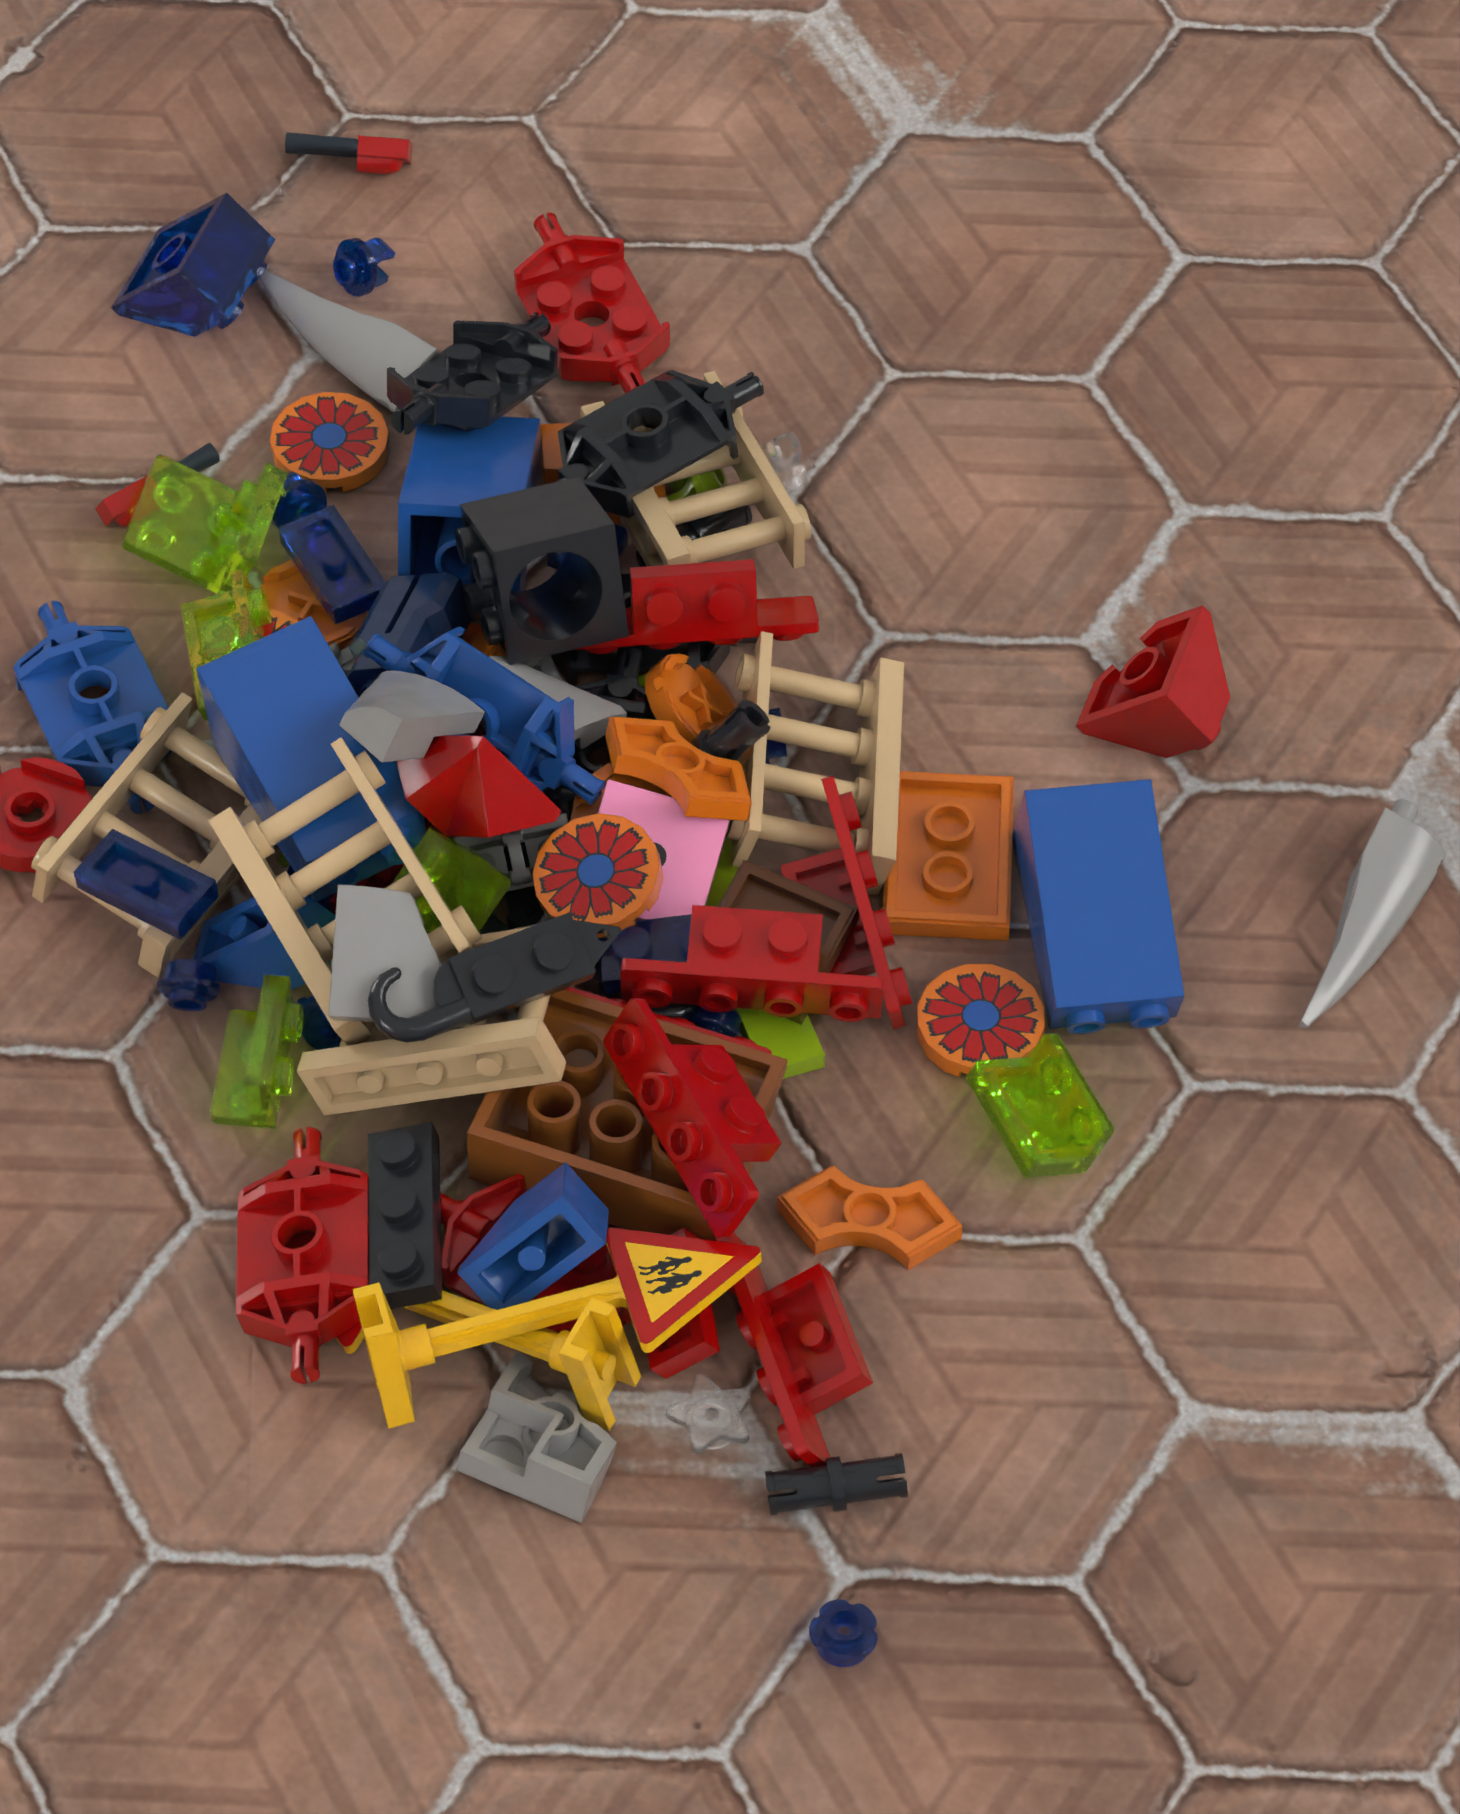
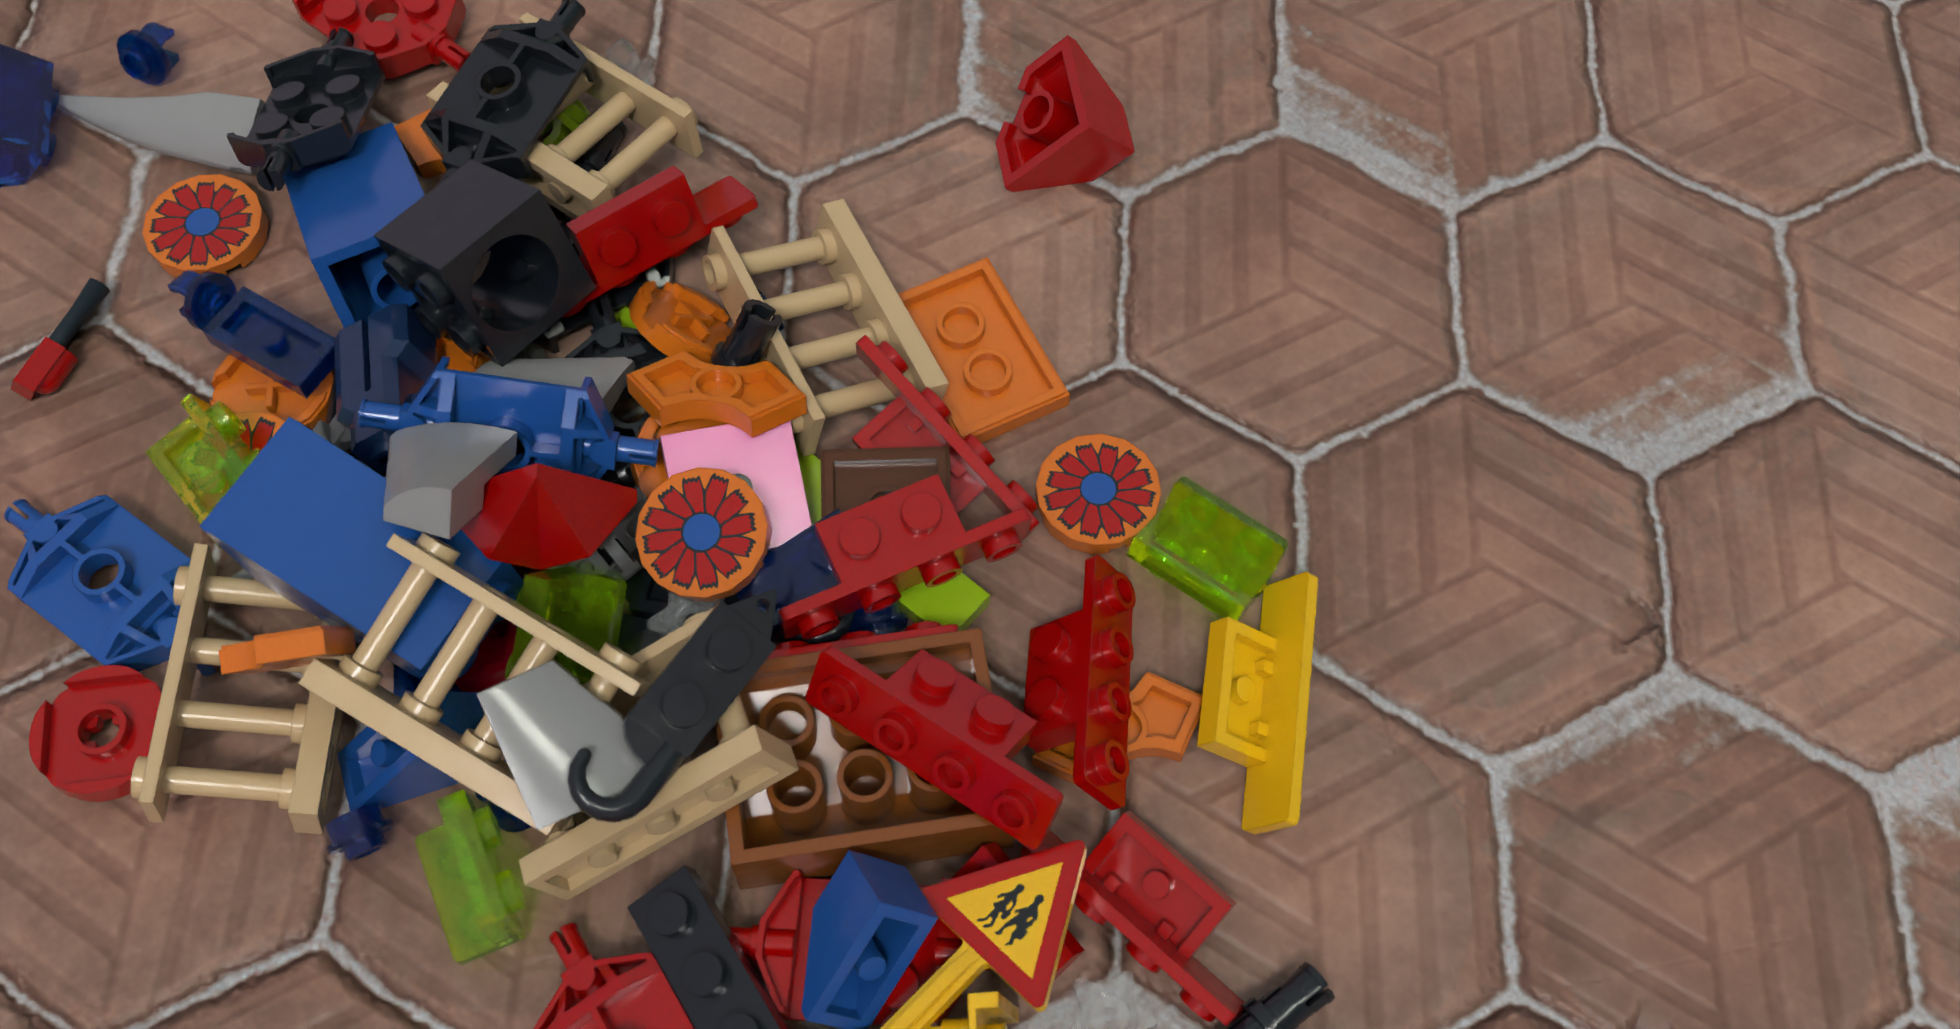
camera: 30 degrees left, 10 degrees up
(146, 884) = (263, 764): clear blue plate -> none
(201, 524) = (123, 360): clear neon green bracket -> none
(208, 794) = (286, 649): none -> orange tile
(861, 1154) = (1082, 683): none -> red bracket
(1001, 1239) = (1260, 700): none -> yellow bracket
(1098, 905) = (1140, 340): blue slope -> none
(1378, 901) = (1339, 218): light grey piece -> none

